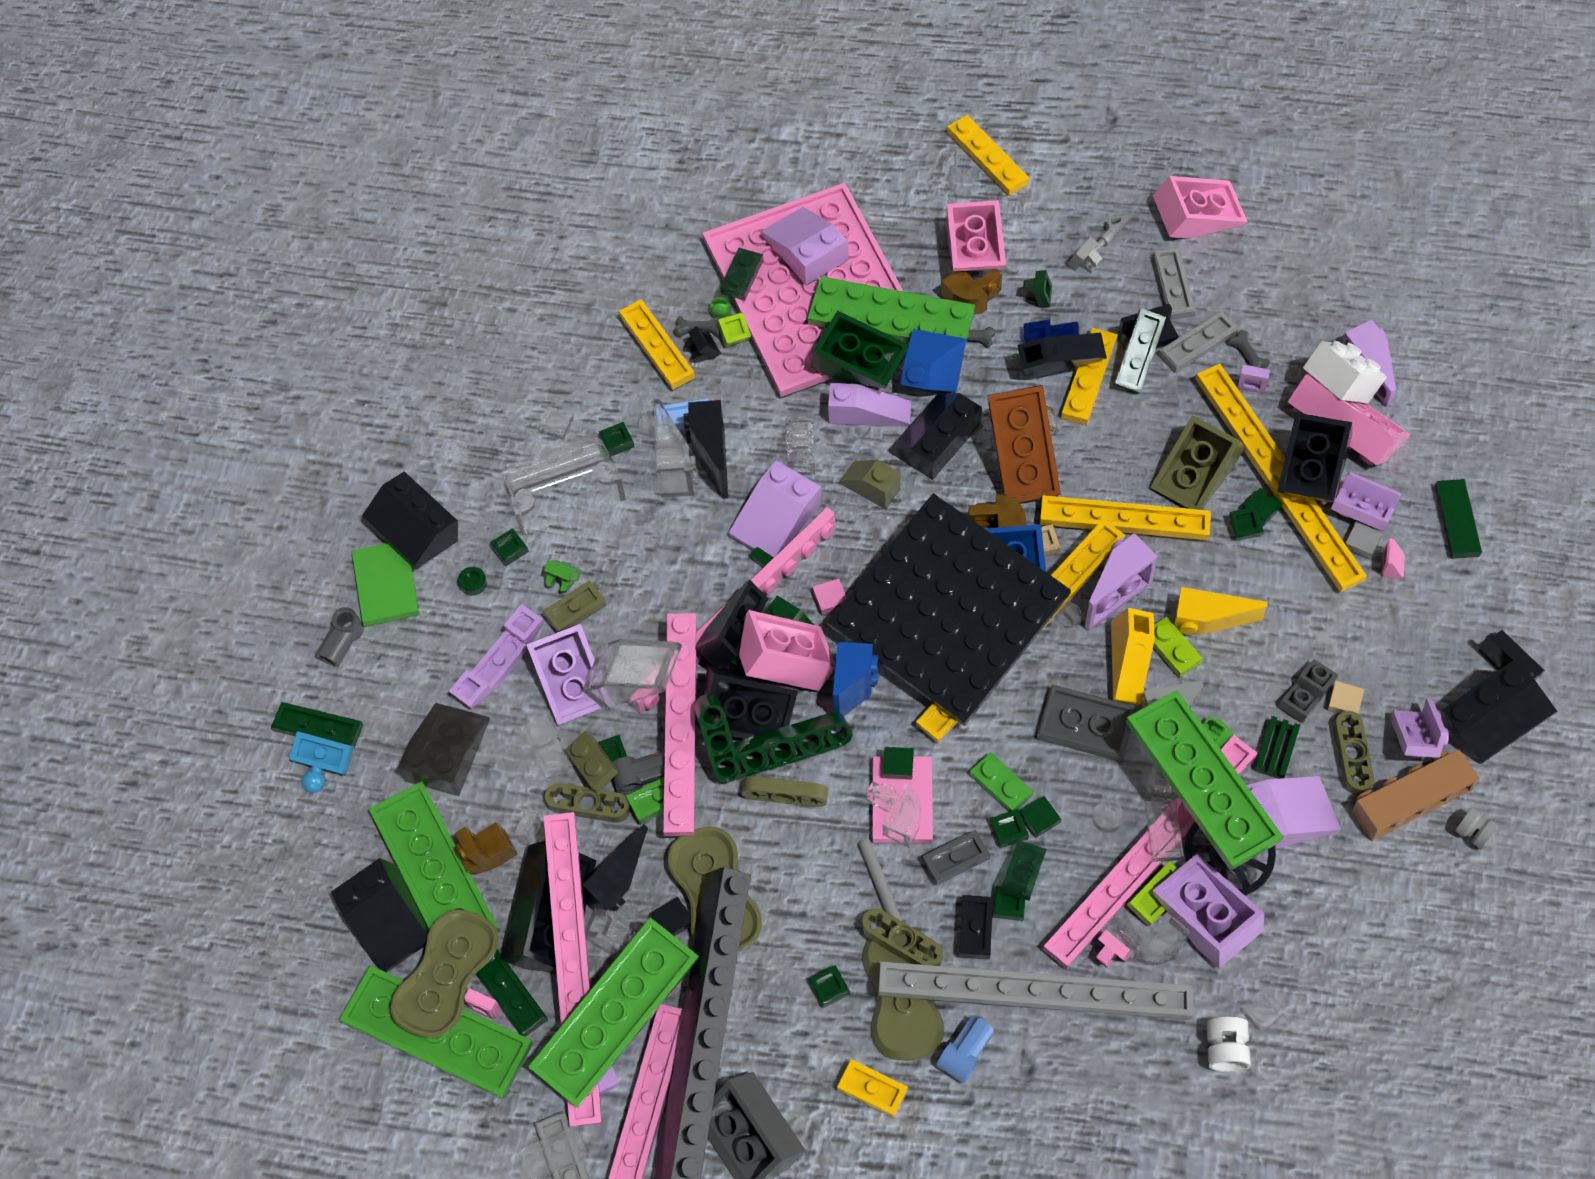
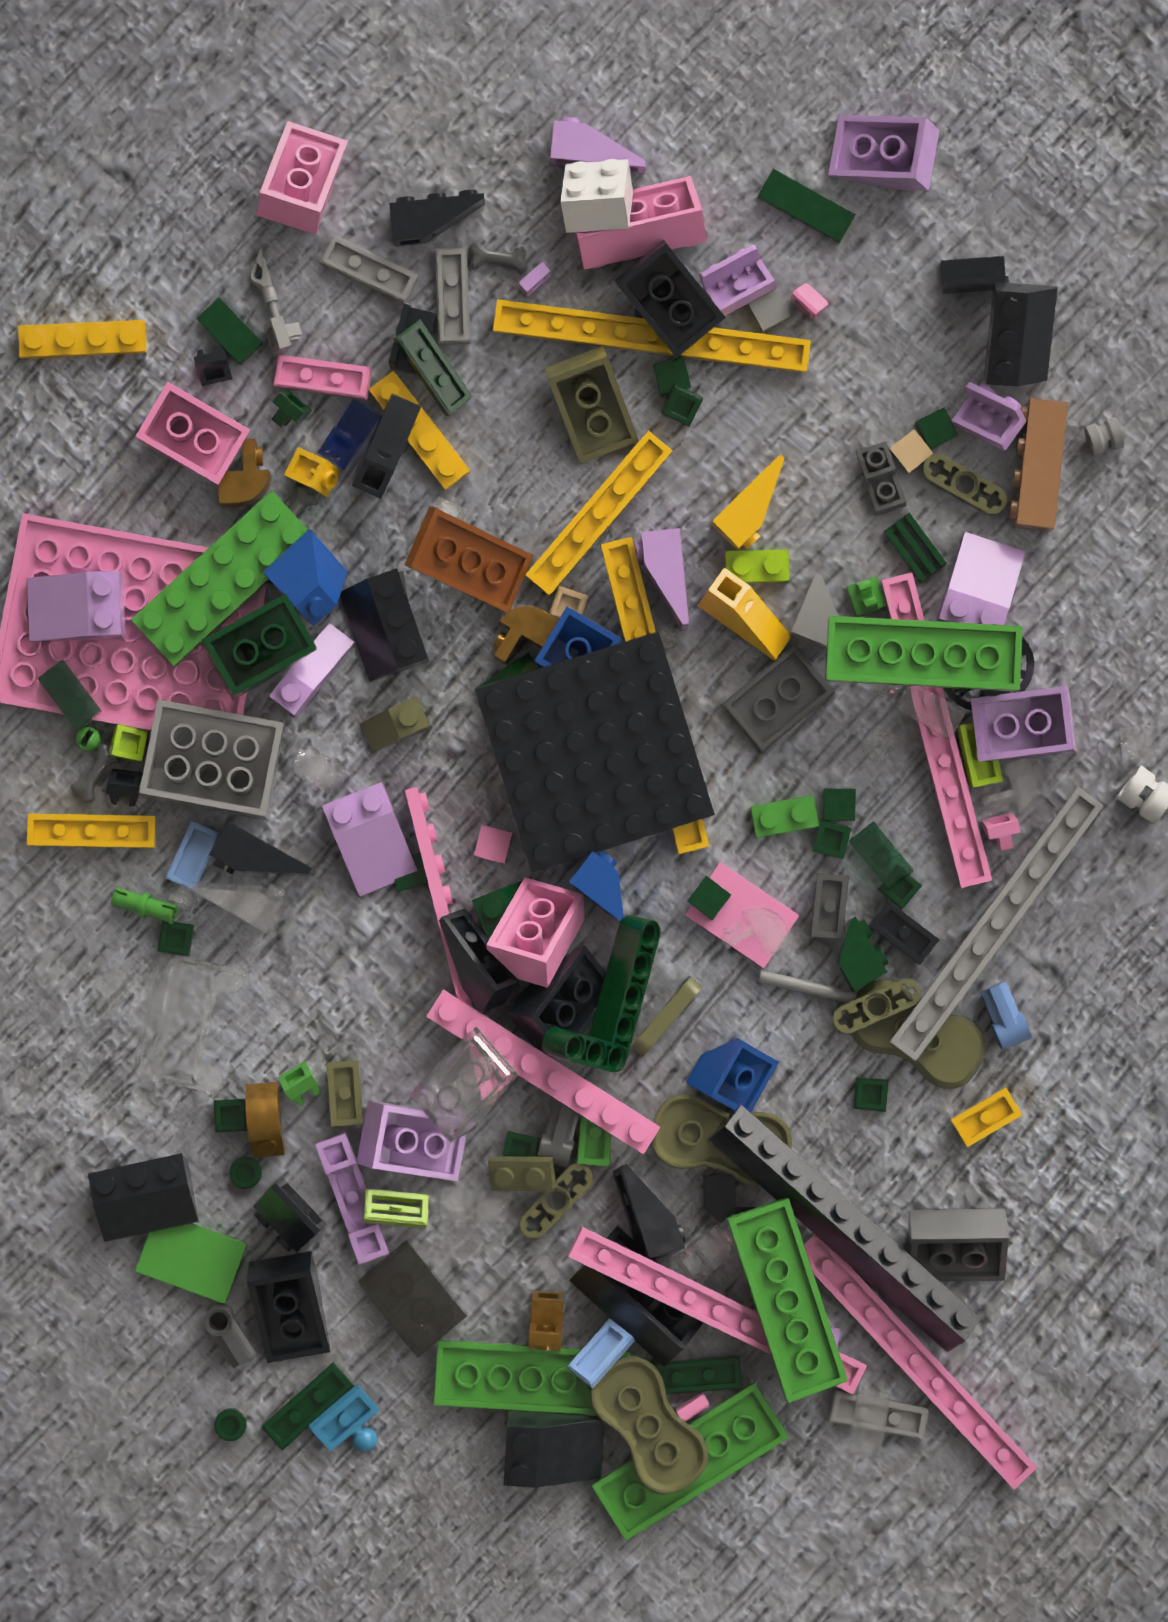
camera: 60 degrees left, 25 degrees up
(271, 682) = (230, 1424): none -> dark green tile
(386, 664) = (288, 1306): none -> black slope
(457, 618) = (288, 1216): none -> black slope
(482, 901) = (601, 1353): none -> light blue tile
(495, 673) = (395, 1220): none -> lime tile
(518, 560) = (264, 1119): none -> pearl gold brick
(626, 404) = (144, 905): none -> bright green pin
(757, 380) = (212, 760): none -> light grey slope
(774, 867) = (733, 1074): none -> blue slope
(930, 903) = (857, 956): none -> dark green slope
(1008, 329) = (312, 471): none -> yellow bracket
(1030, 230) = (212, 366): none -> black tile
(1062, 229) = (229, 331): none -> dark green tile
(1078, 297) = (322, 377): none -> bright pink tile
(1237, 292) = (425, 219): none -> black slope
(1378, 707) = (936, 428): none -> dark green tile
(1545, 543) = (885, 151): none -> lavender slope

